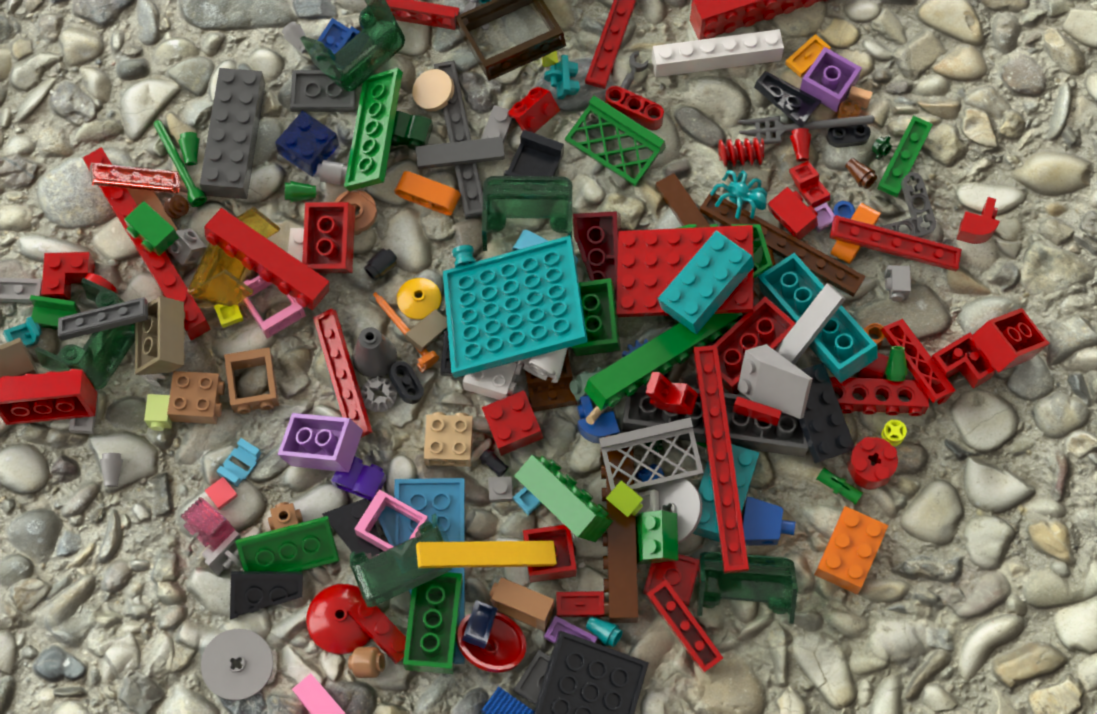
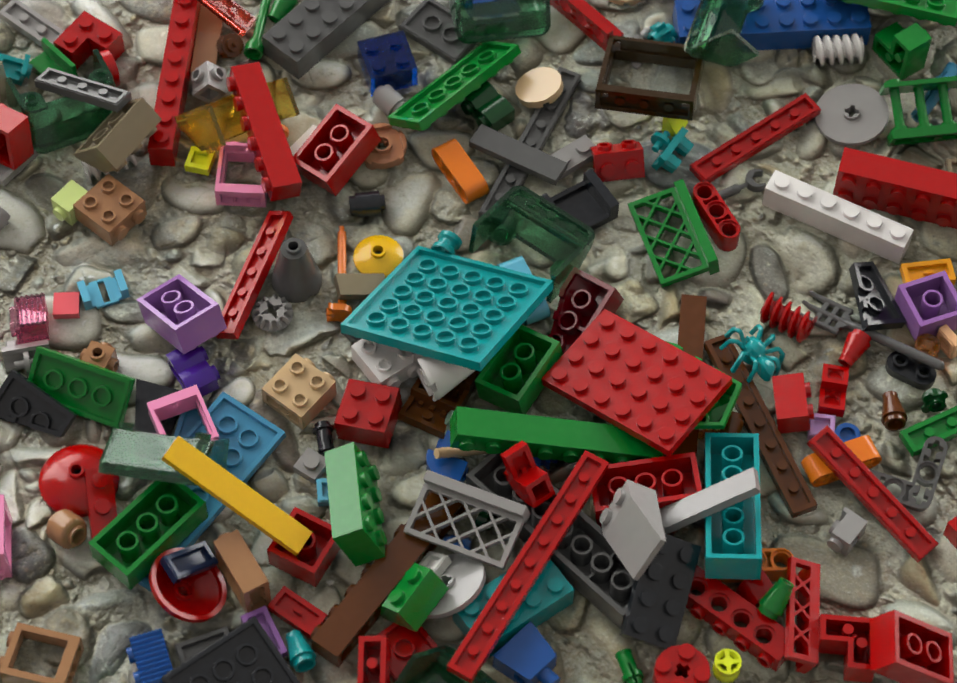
camera: 35 degrees right, 10 degrees down
(150, 228) = (186, 43): green brick -> none
(246, 360) = (181, 208): medium nougat window -> none
(298, 191) = (346, 98): green cone -> none
(407, 383) = (304, 319): black plate -> none
(625, 499) = (409, 540): lime brick -> none
(706, 282) = (641, 396): teal brick -> none
(757, 411) = (598, 546): red tile -> none

